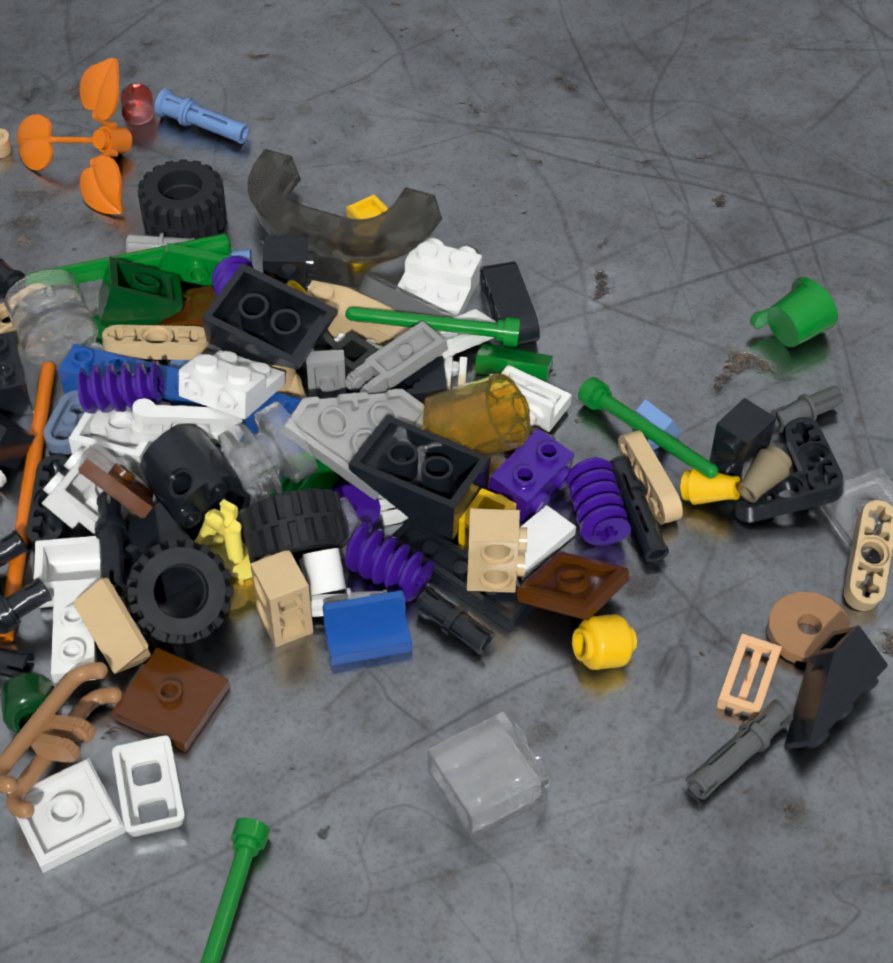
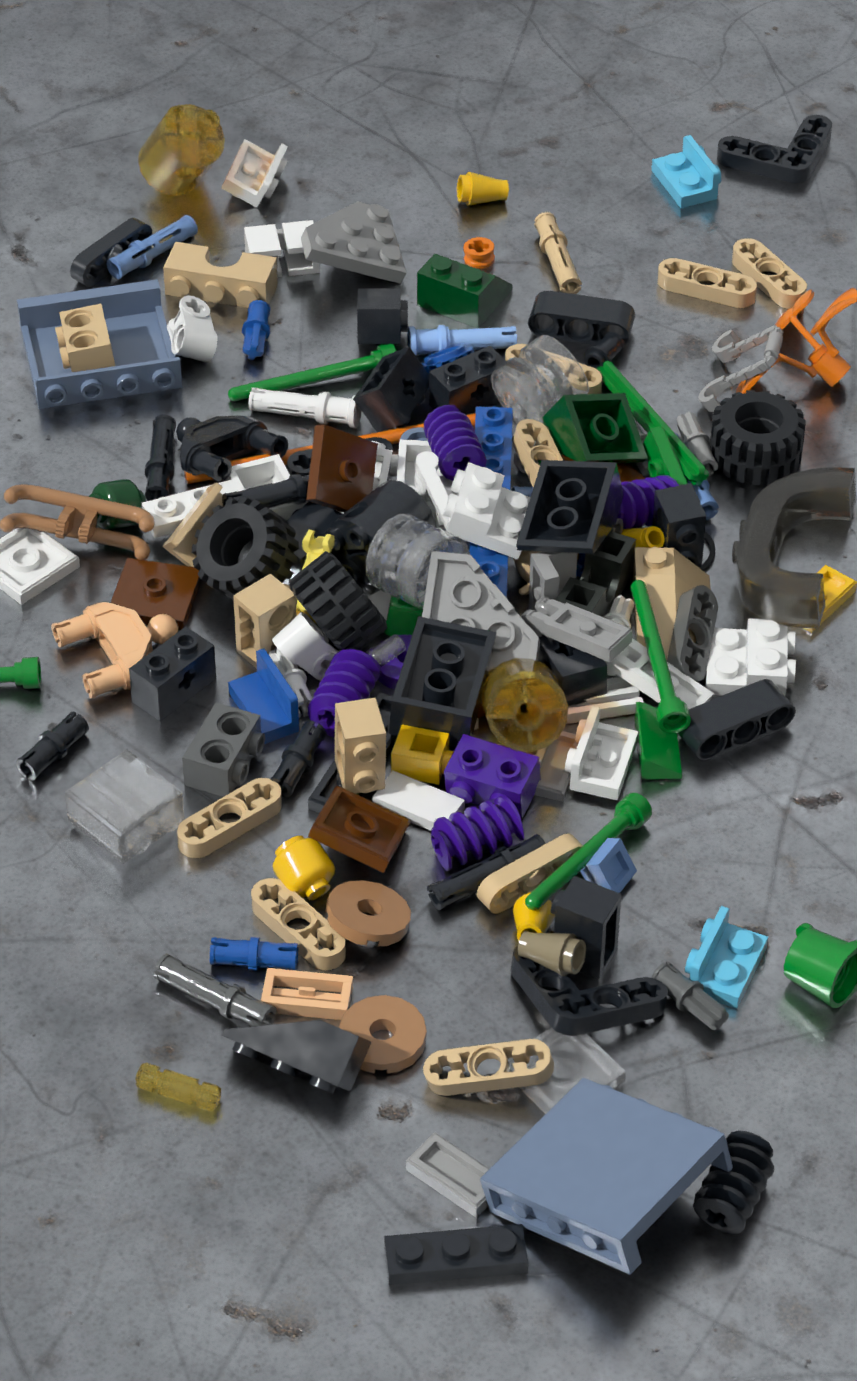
camera: 75 degrees right, 5 degrees down
(60, 191) = (729, 348): none -> light grey piece
(141, 753) = (54, 593): white piece -> none
(239, 735) = (121, 637): none -> light nougat connector
(309, 698) = (172, 673): none -> black brick
(364, 833) = (52, 745): none -> black pin
(422, 683) = (223, 750): none -> dark grey brick
(511, 676) = (222, 833): none -> tan beam
(653, 680) = (293, 907): none -> tan beam
(687, 592) = (354, 897): none -> medium nougat tile
(695, 708) = (254, 953): none -> blue pin
(769, 377) = (726, 959): none -> medium azure bracket
(848, 803) = (178, 1086): none -> clear yellow axle

